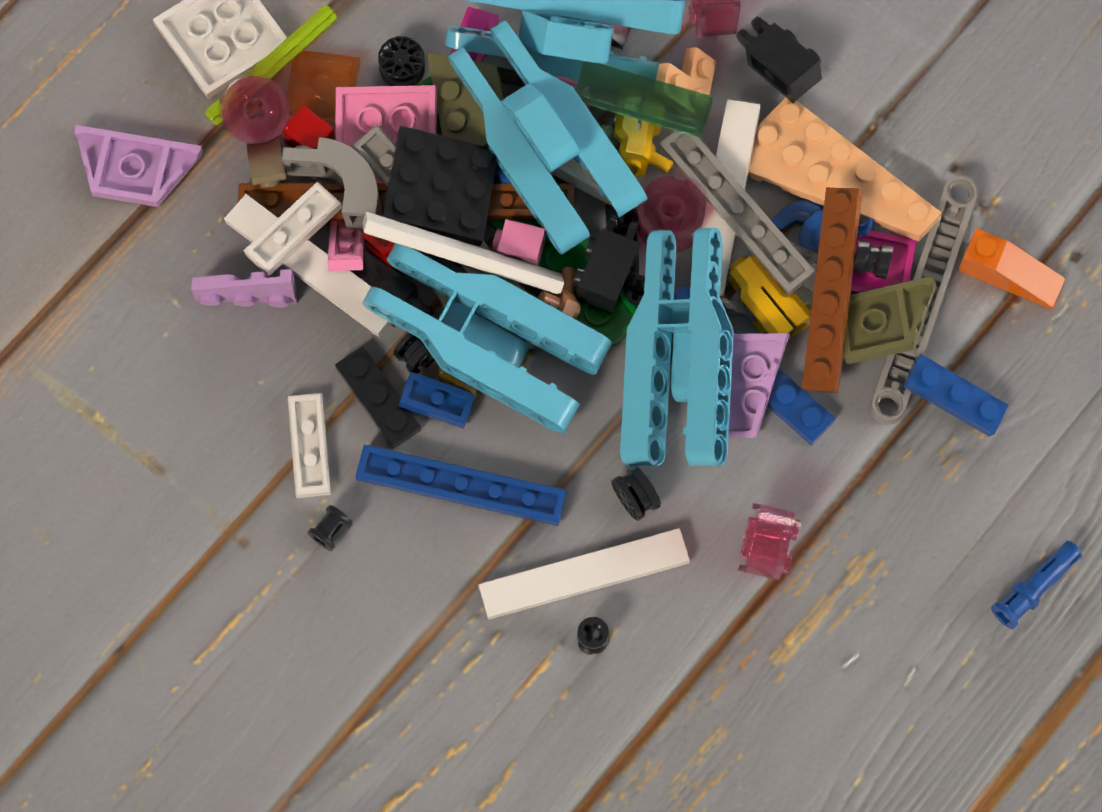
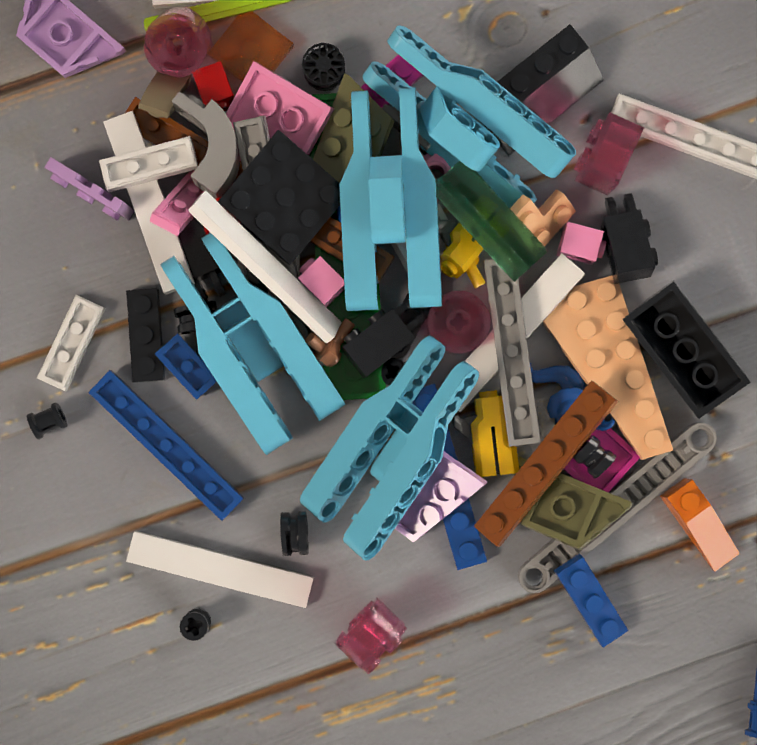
camera: 30 degrees right, 15 degrees up
(739, 83) = (581, 243): none -> bright pink brick
(895, 118) = (686, 349): none -> black slope

